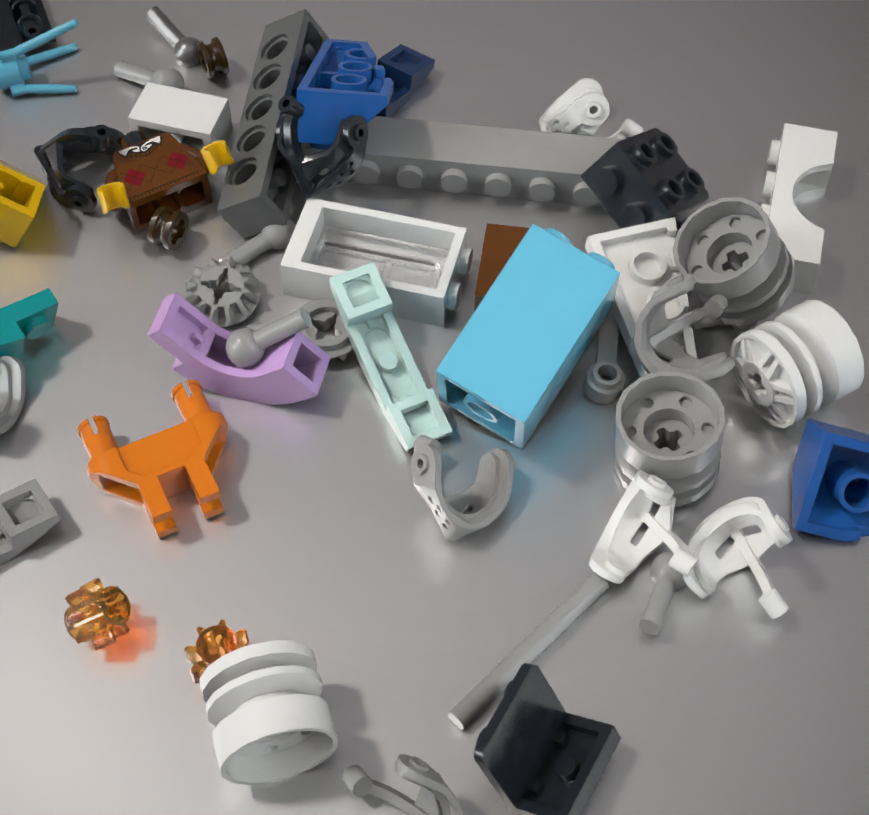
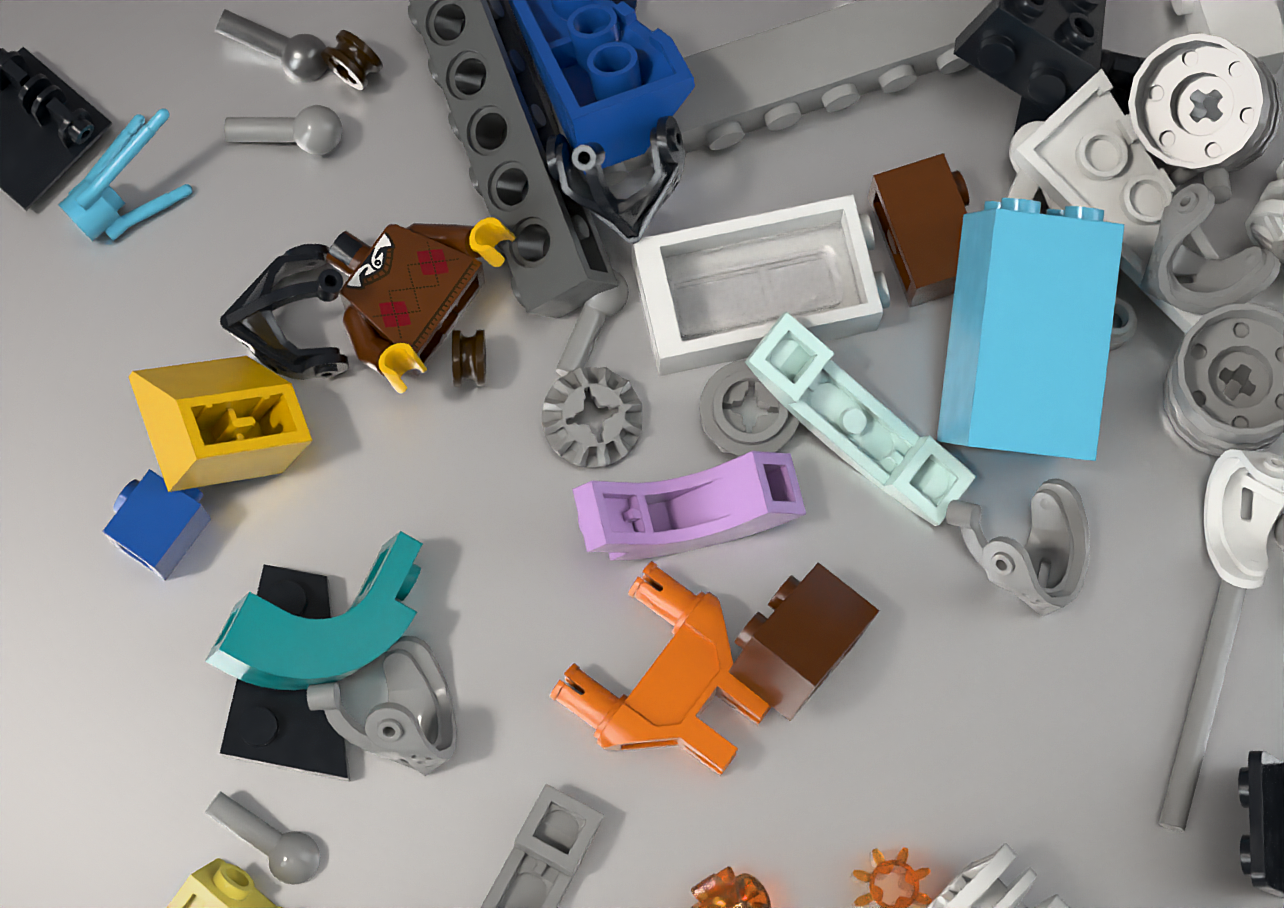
camera: 30 degrees left, 20 degrees up
(184, 114) = (380, 185): white brick -> none
(246, 346) = (696, 495): light grey bar -> none
(260, 464) = (801, 640): none -> reddish brown brick

